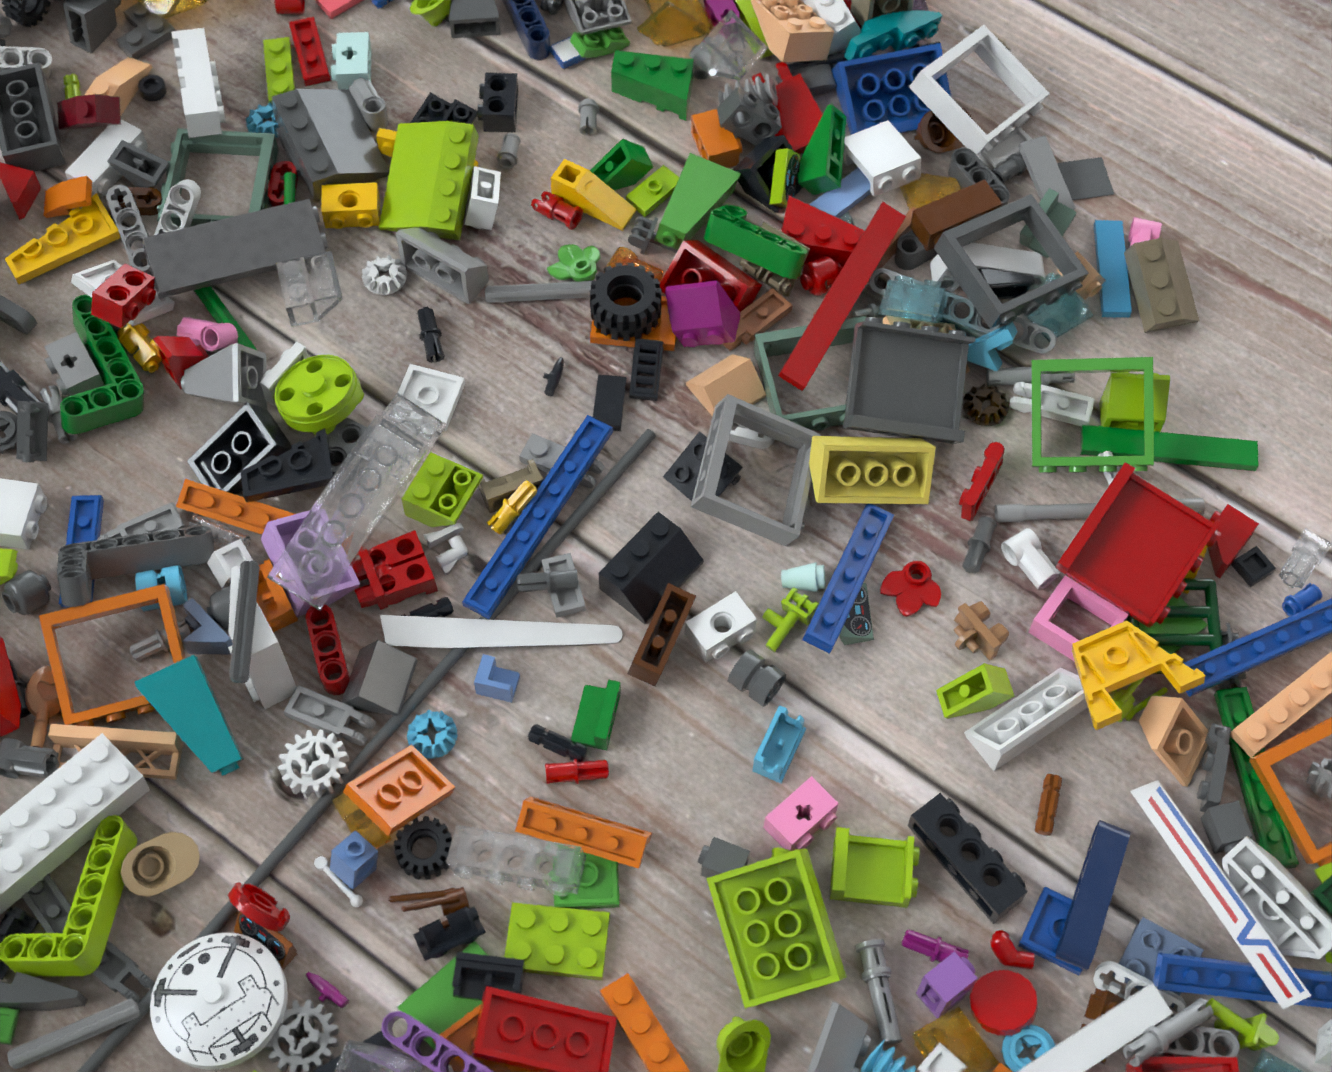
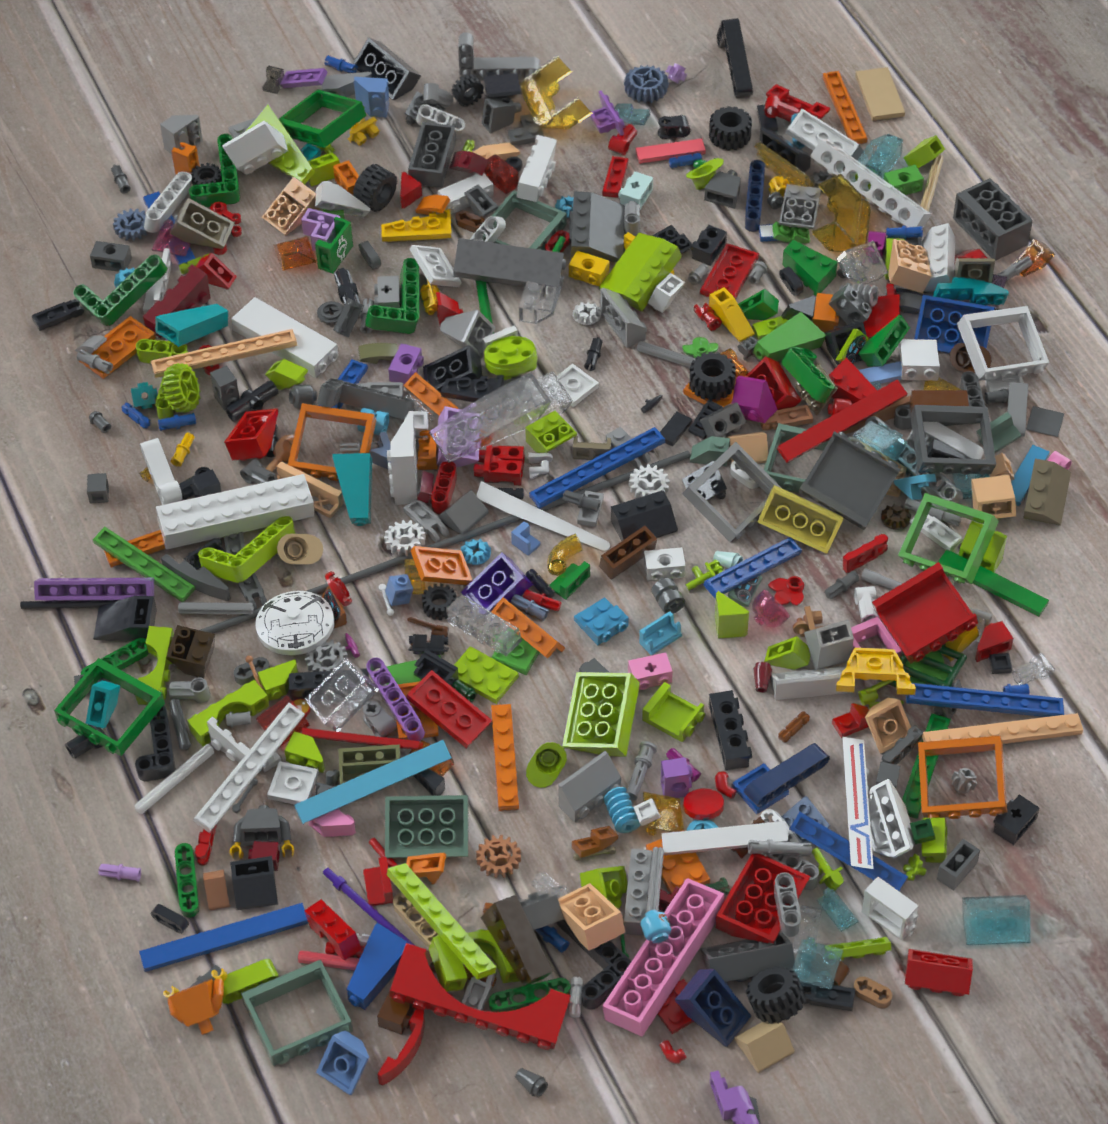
camera: 30 degrees right, 10 degrees down
(104, 467) = (374, 351): none -> olive slope
(123, 295) = (432, 264): red brick -> none
(132, 233) = (451, 252): light grey beam -> none
(146, 109) = (501, 174): none -> clear red brick
(153, 457) = (405, 363): none -> medium lavender brick
(208, 334) = (468, 303): bright pink piece -> none
(244, 622) = (401, 438): dark grey axle -> none
(278, 66) = (593, 177): lime plate -> none
(300, 662) = (425, 487): none -> dark red piece
(497, 780) = (496, 581): none -> dark purple slope
(512, 507) = (584, 457): yellow axle -> none
(545, 986) = (468, 693): none -> dark green pin
(548, 130) = (730, 270): none -> red tile
(562, 681) = (561, 553): none -> clear yellow cylinder
(564, 791) = (530, 607): none -> sand blue axle
(625, 505) = (648, 481): none -> white gear
(642, 111) = (791, 281): none -> black beam
(676, 364) = (721, 417): none -> dark grey brick
(678, 153) = (805, 306): none -> slope
(682, 417) = (709, 450): none -> sand green slope
(682, 762) = (602, 621): none -> dark azure plate
(865, 674) = (730, 618): none -> lime slope
(910, 635) = (768, 610): none -> clear pink cylinder
(959, 744) = (762, 675): none -> dark red cone
(1028, 648) = (830, 644): none -> light grey slope
(1104, 322) = (994, 496): none -> light nougat slope
(1121, 754) = (851, 721): none -> red slope

